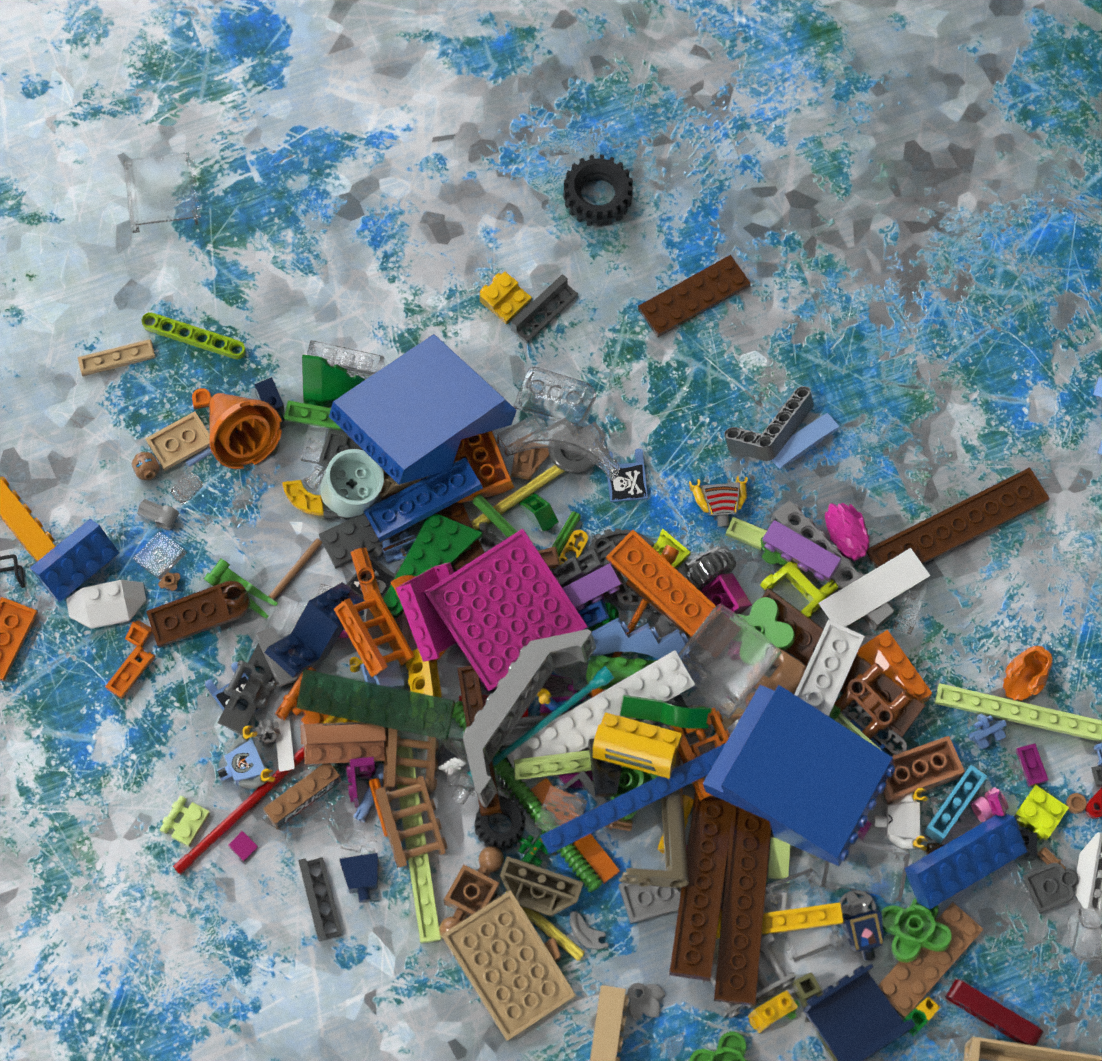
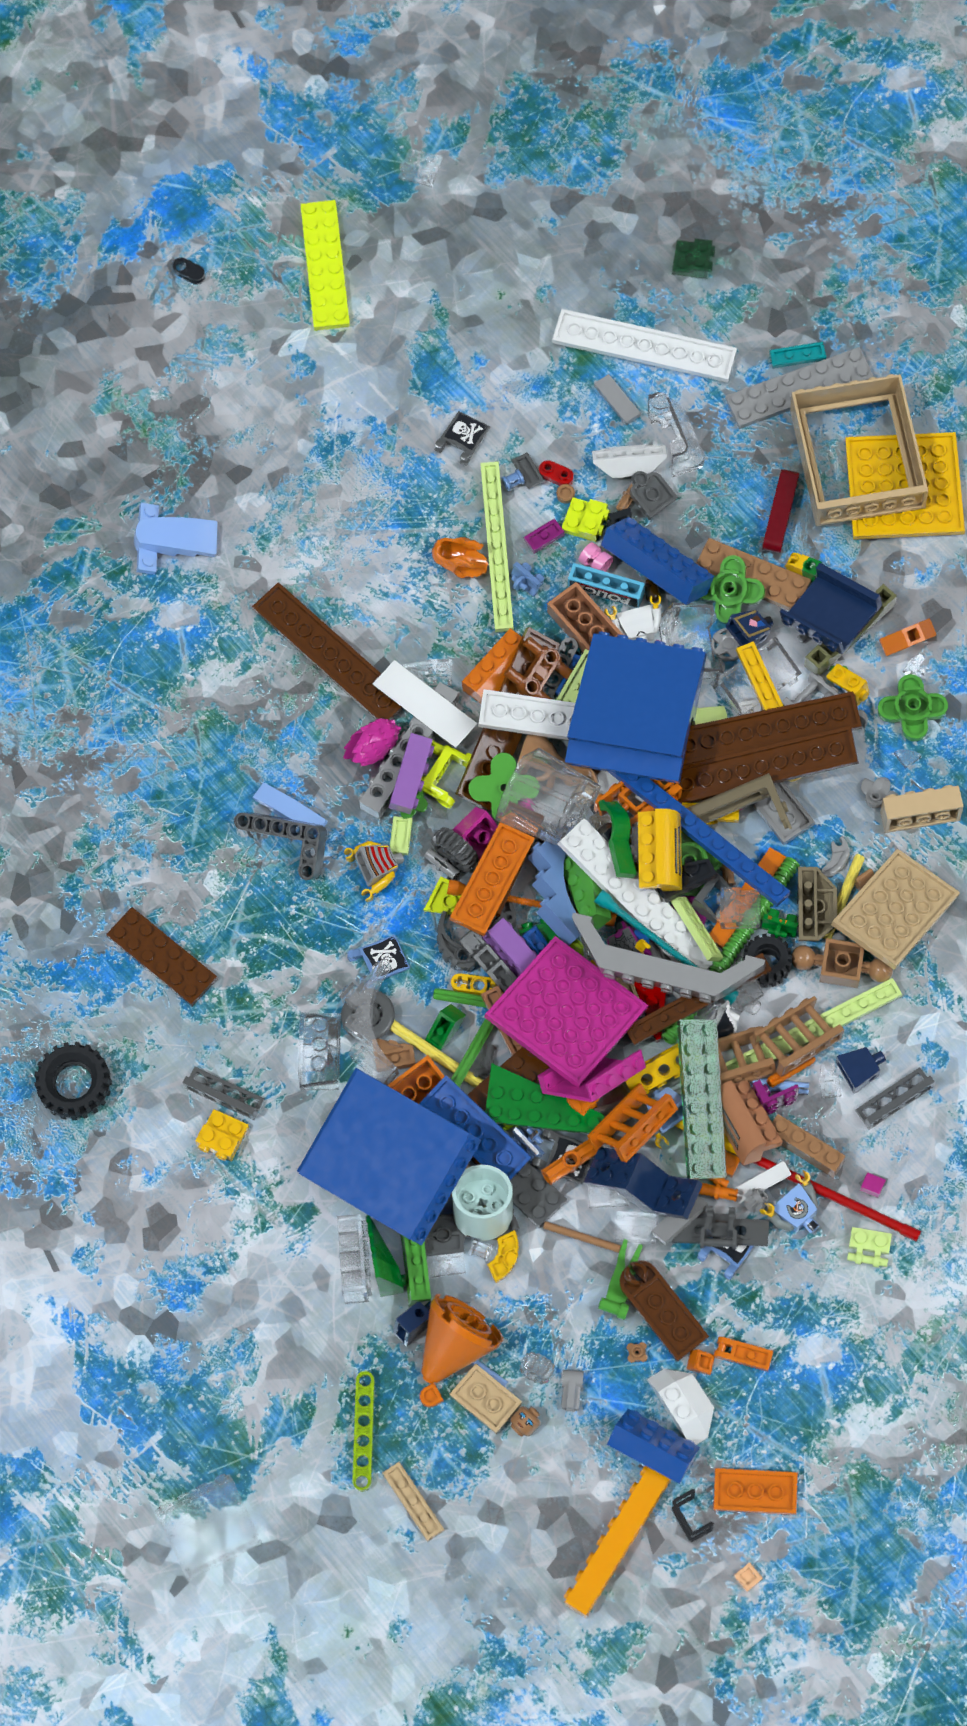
camera: 100 degrees left, 0 degrees up
(159, 555) = (615, 1370): clear tile -> none
(997, 803) = (598, 547): dark pink slope -> none

